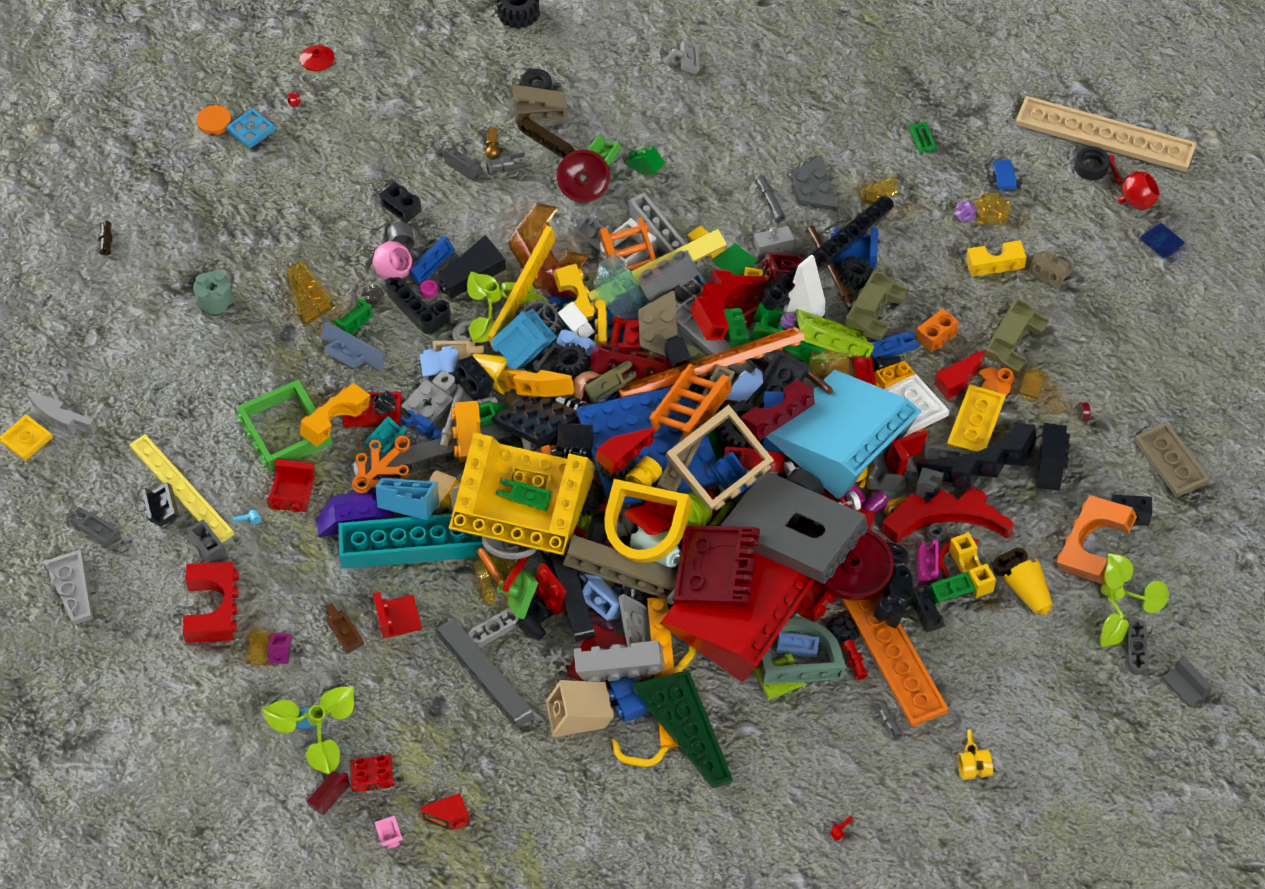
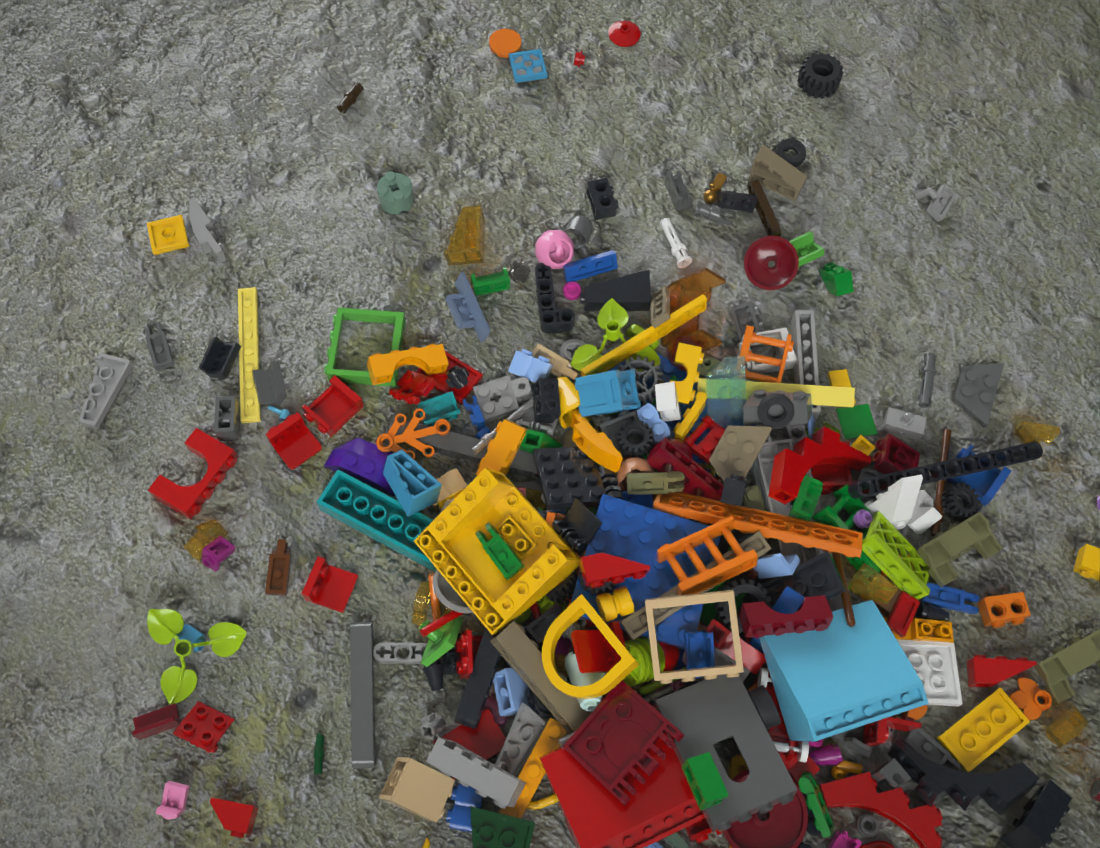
camera: 30 degrees right, 10 degrees up
(222, 498) = (269, 384): none -> dark grey panel
(278, 530) = (293, 441): none -> red bracket
(350, 432) = (413, 386): none -> red plate
(481, 736) = (319, 754): none -> dark green piece
(495, 207) = (678, 249): none -> white pin
(517, 255) = (660, 306): none -> dark tan tile
(519, 142) = (736, 201): none -> black bracket
(658, 273) = (776, 422): none -> black tyre
(795, 547) = (704, 780): none -> green hinge
(834, 297) = (924, 513): none -> white slope
(887, 534) = (816, 803): none -> green hinge

